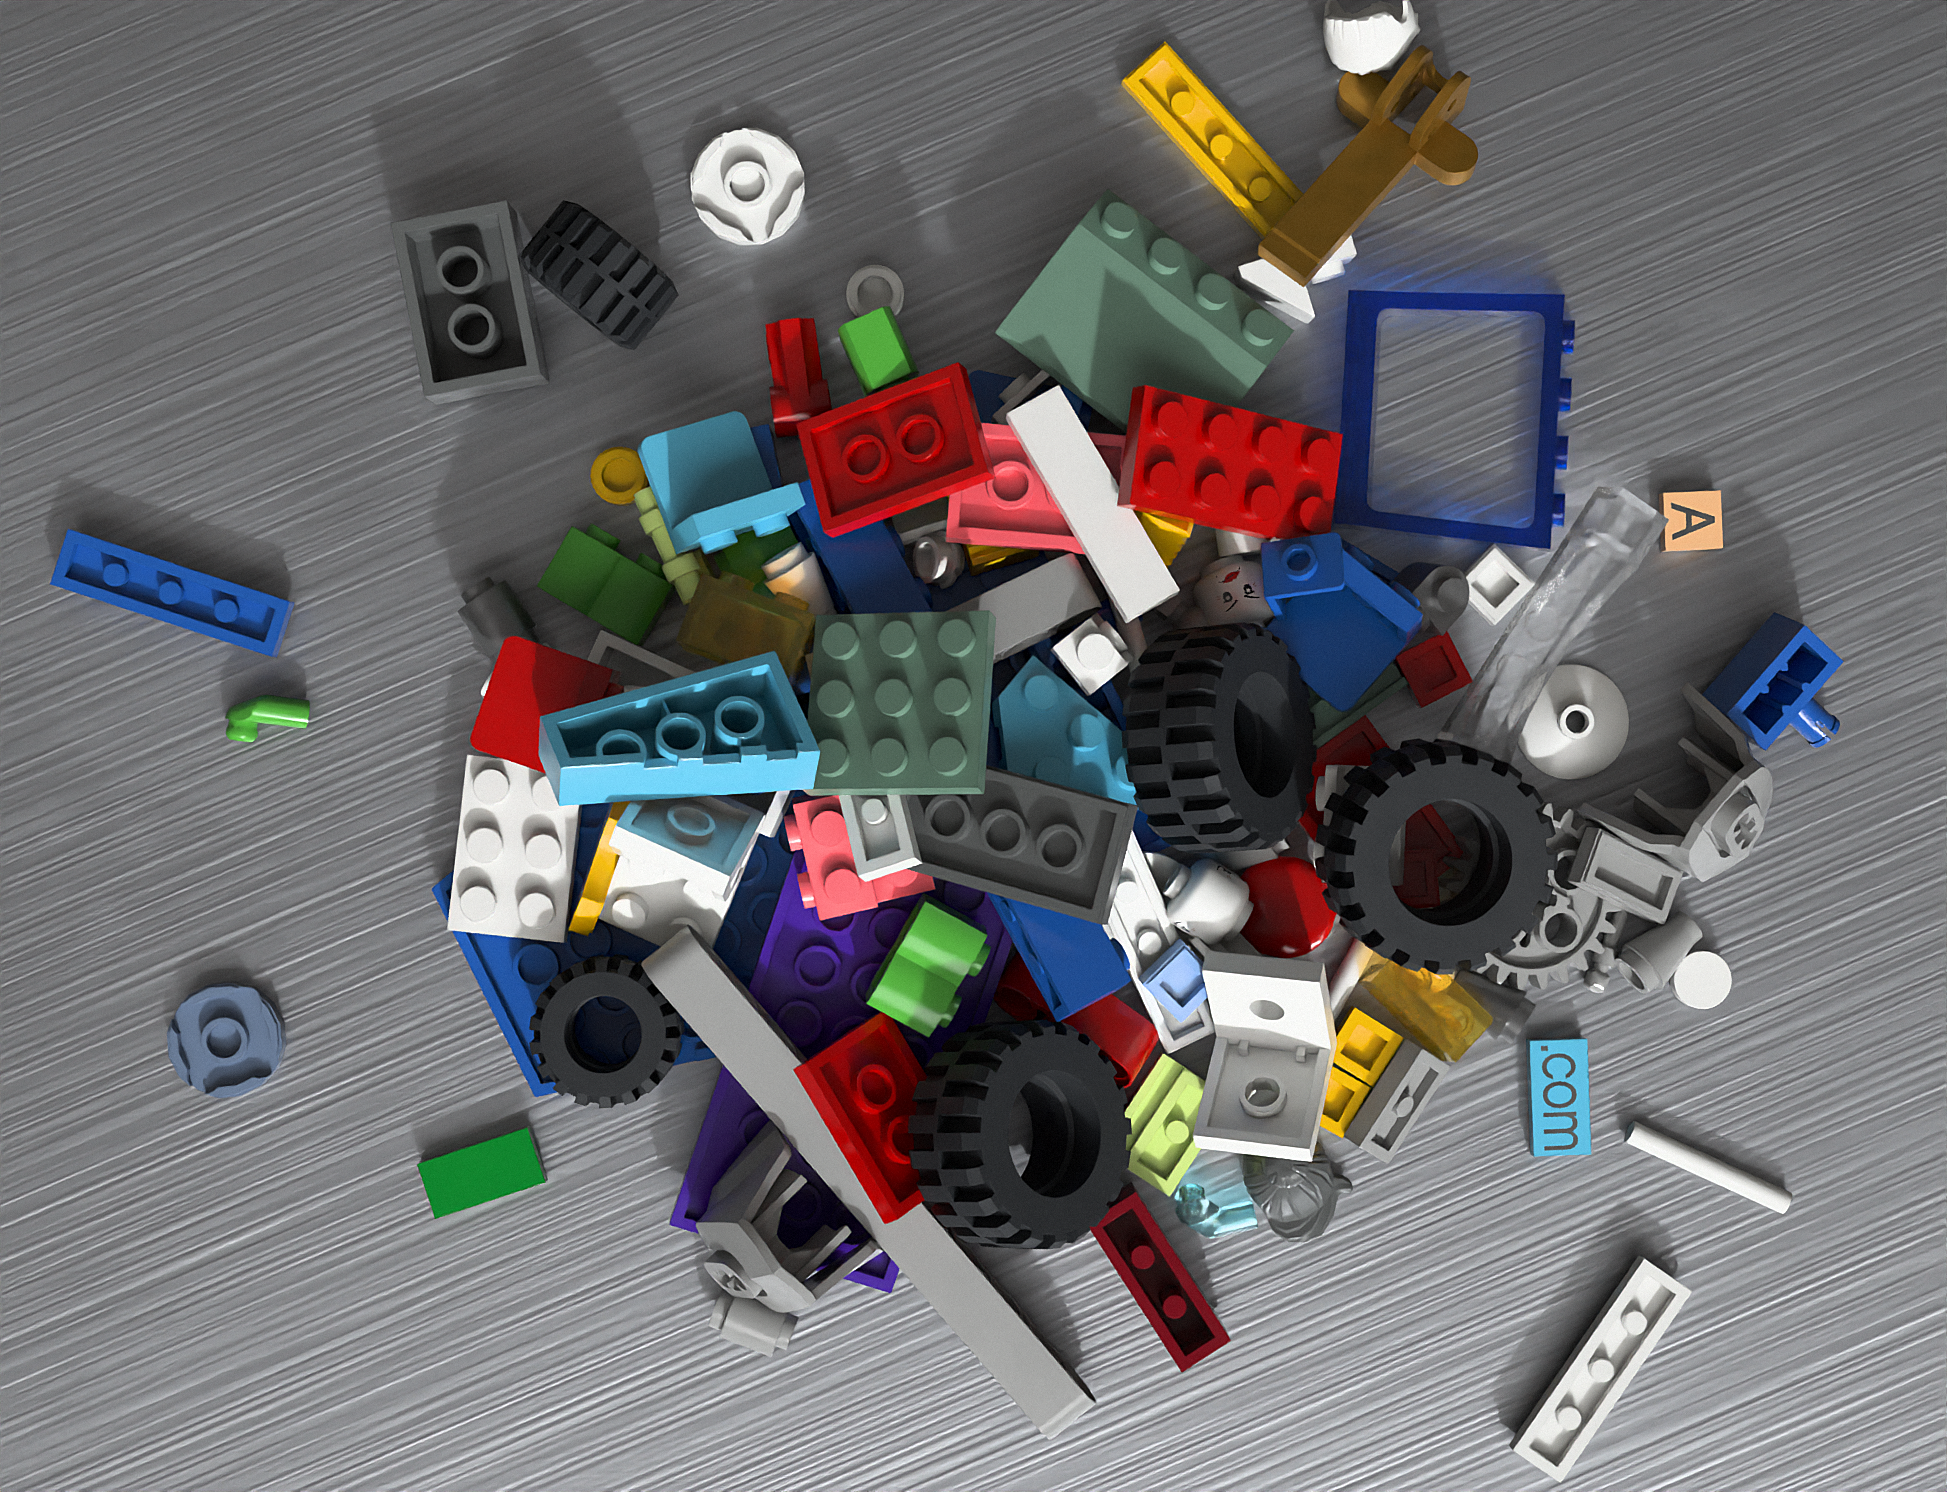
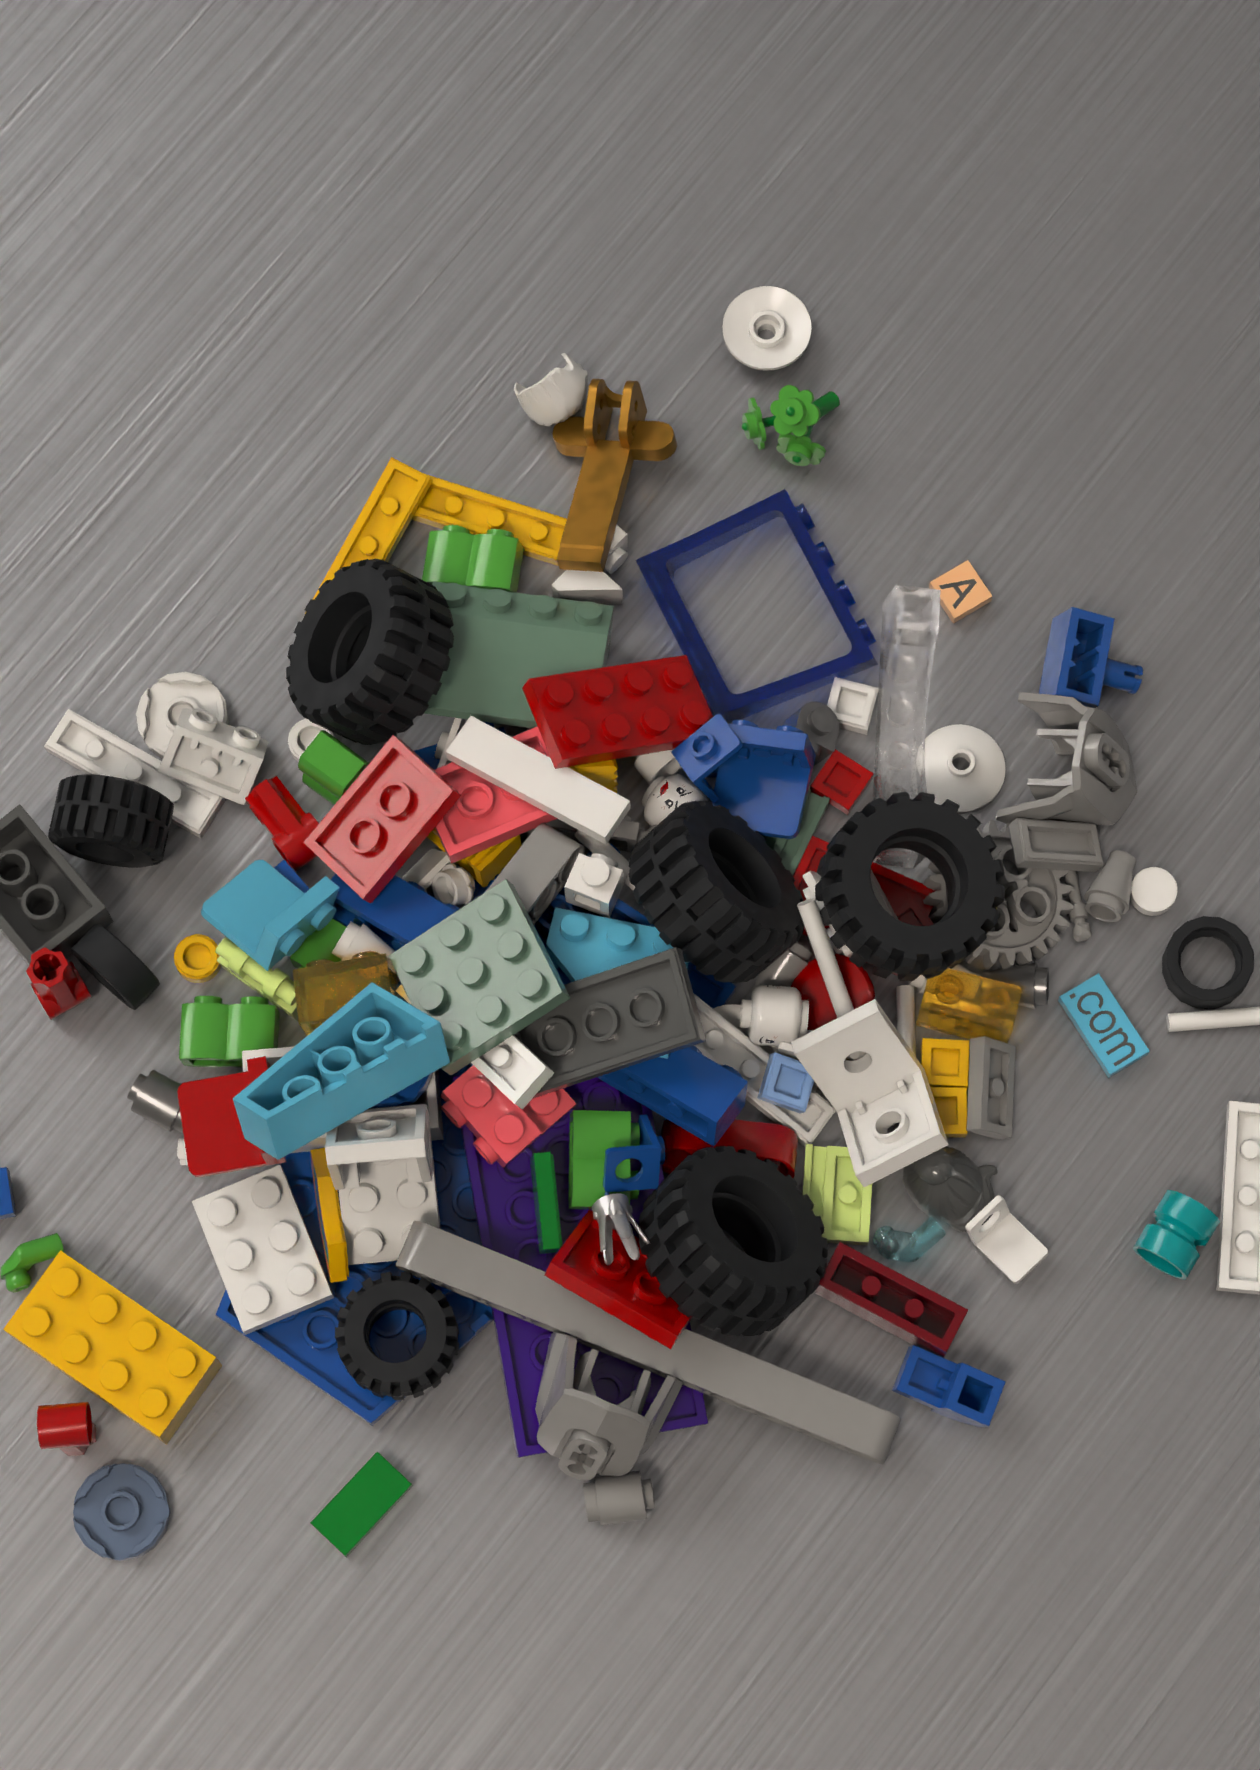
camera: 30 degrees left, 15 degrees down
(204, 931) = (66, 1427): none -> red piece
(302, 863) = (113, 1347): none -> yellow brick
(447, 426) = (56, 982): none -> red piece
(519, 443) = (115, 966): none -> black tyre
(660, 221) = (103, 753): none -> white tile
(757, 255) = (214, 755): none -> white bracket
(841, 981) = (546, 1202): none -> green tile
(909, 1042) = (615, 1213): none -> flat silver piece
(979, 998) = (650, 1155): none -> blue bracket
(988, 242) = (370, 652): none -> black tyre
(1060, 101) = (383, 517): none -> yellow tile
(1166, 1398) = (948, 1387): none -> blue brick
(1167, 187) = (473, 560): none -> bright green brick
(1297, 880) = (825, 957): none -> white bar
(1318, 1279) = (1005, 1240): none -> white bracket
(1501, 1370) = (1173, 1239): none -> teal wheel
(1622, 215) = (795, 414): none -> bright green plant
(1673, 68) = (770, 310): none -> white dish
(1756, 1101) = (1218, 929): none -> black tyre

